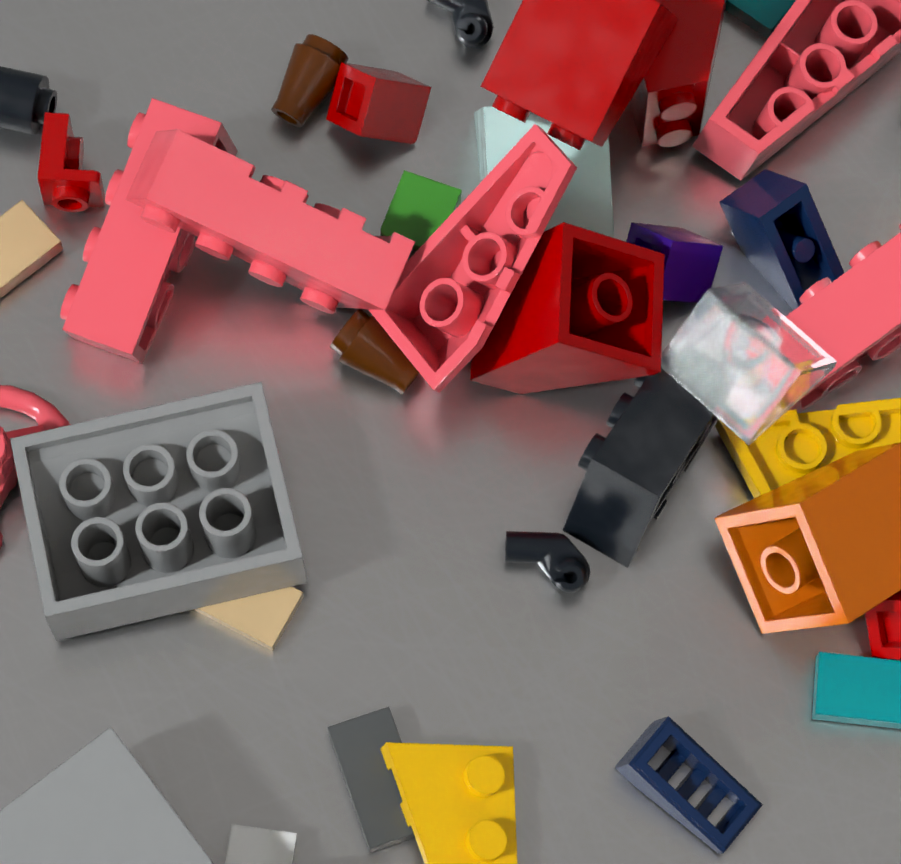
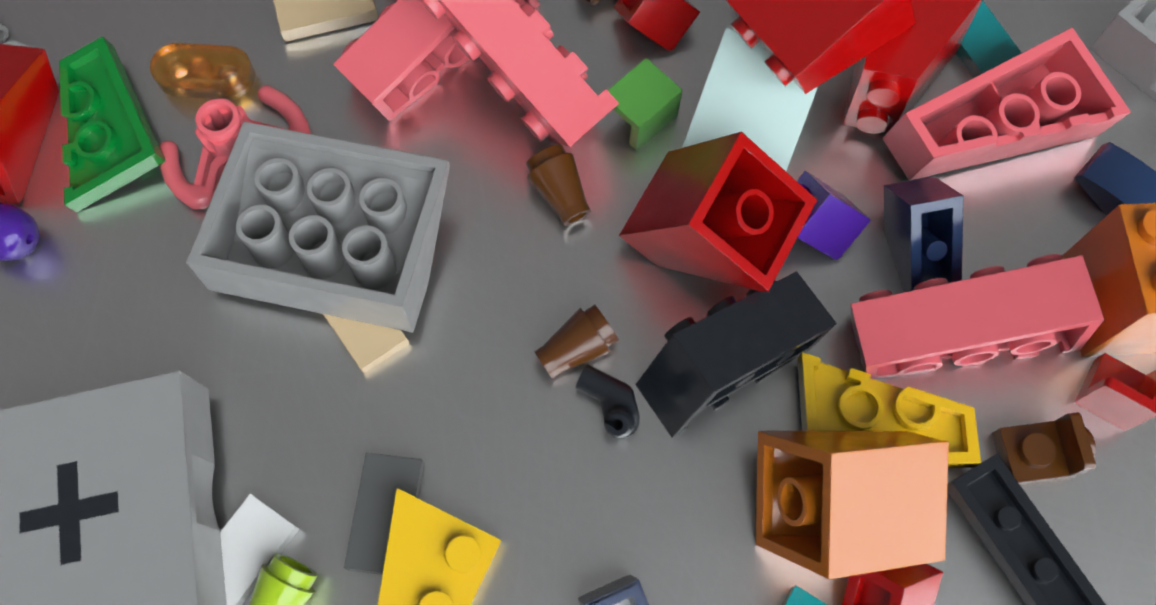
camera: 30 degrees right, 0 degrees up
(474, 259) = (647, 143): coral wedge -> none
(485, 511) = (578, 341): none -> reddish brown cone
(744, 359) = (844, 312): clear slope -> none

